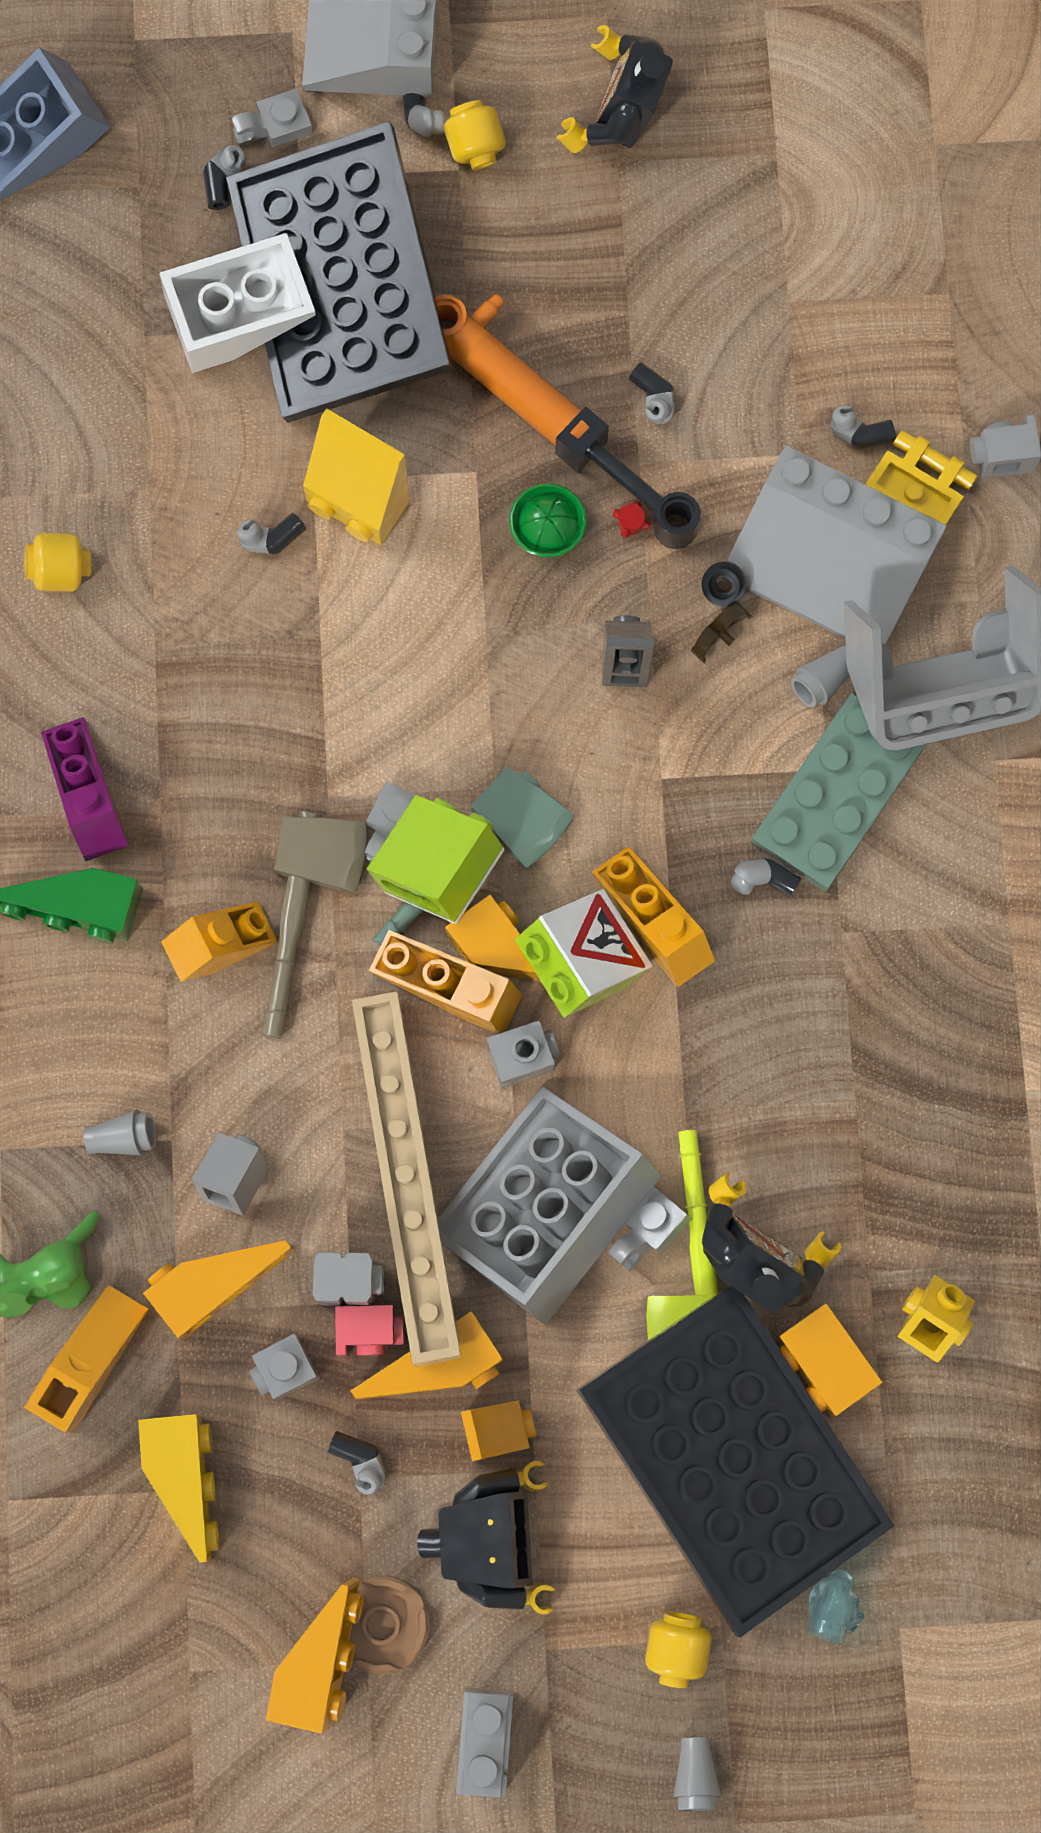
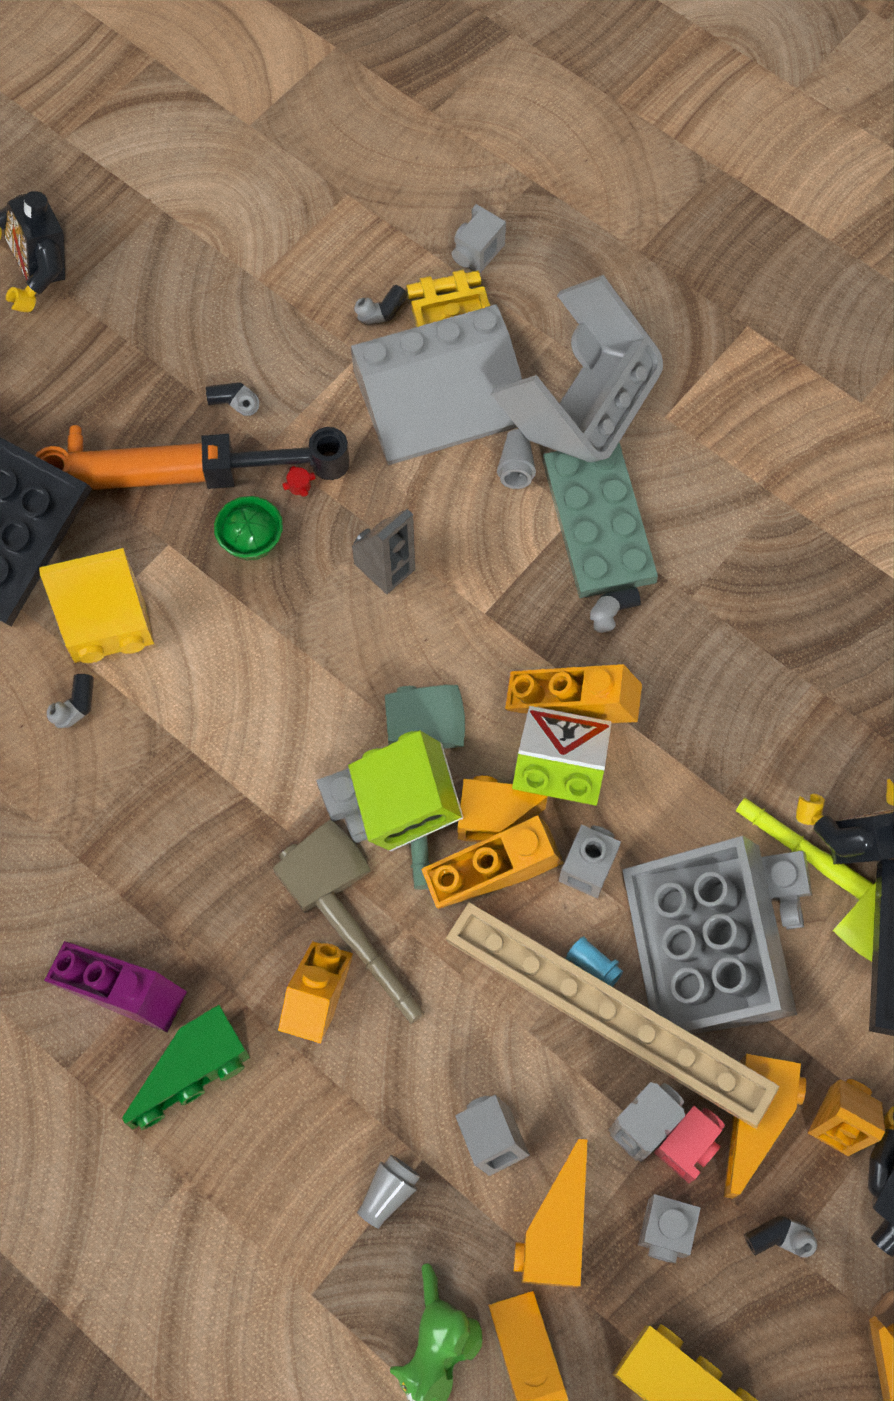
camera: 45 degrees left, 10 degrees down
(441, 1133) = (594, 962): none -> medium azure pin
(714, 593) = (408, 457): black plate -> none
(718, 629) = (422, 496): dark brown piece -> none

